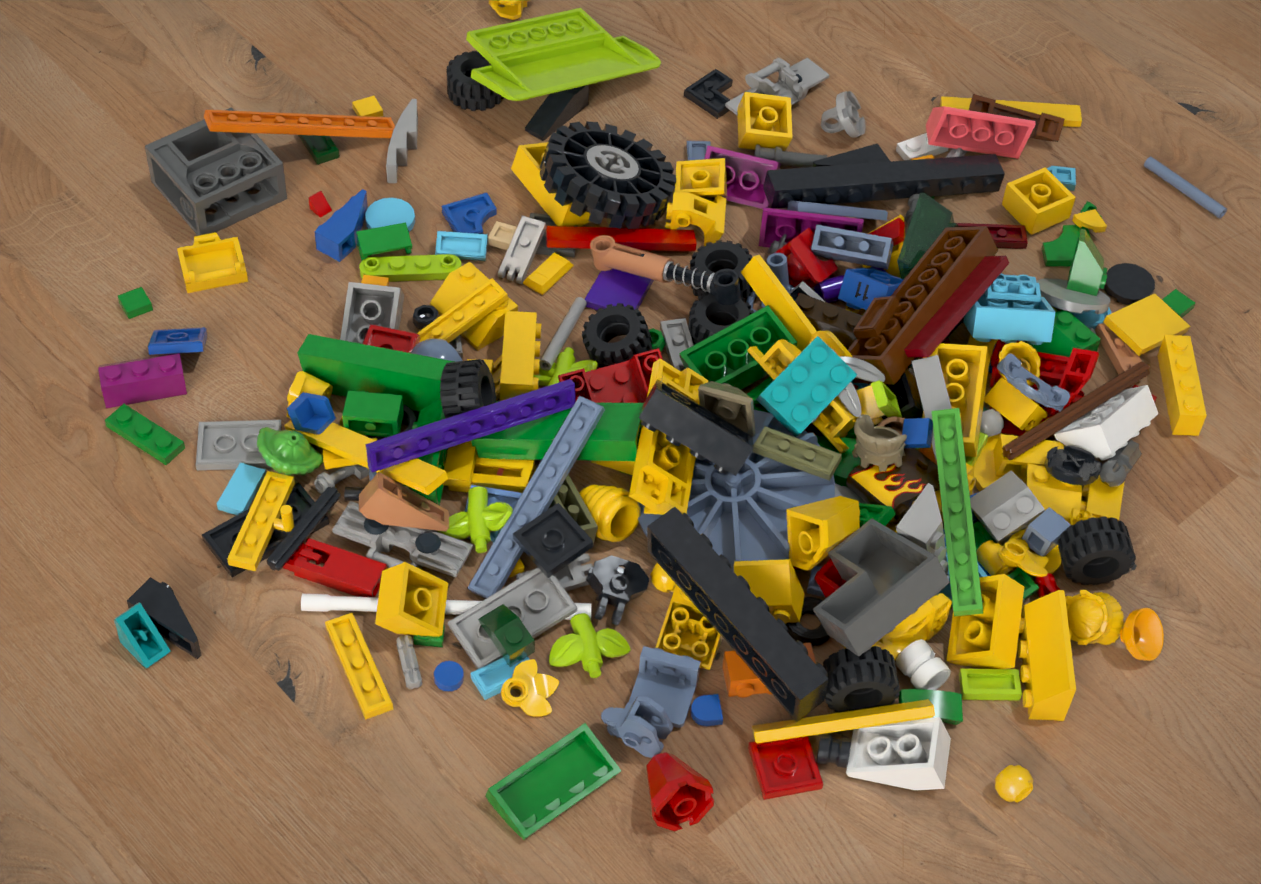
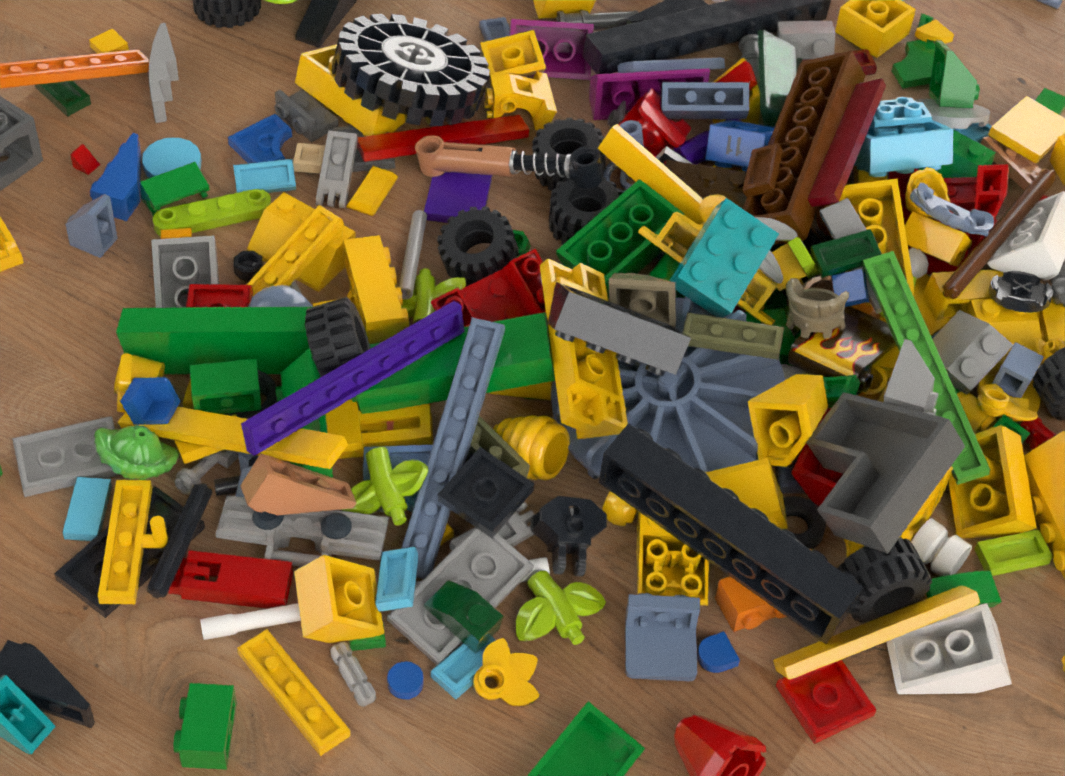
camera: 15 degrees left, 0 degrees up
(283, 676) = (206, 726): none -> green brick
(309, 262) = (93, 227): none -> sand blue slope
(463, 595) = (397, 579): none -> medium azure tile
(511, 197) = (304, 114): none -> dark grey bracket
(638, 725) = (650, 690): sand blue hinge -> none
(677, 339) = (542, 235): light grey hinge -> none
(834, 750) = (876, 668): black wheel -> none
(919, 401) = (844, 253): none -> dark green tile
(970, 206) = (810, 38): none -> light grey brick
(1129, 283) = (998, 91): black tile -> none

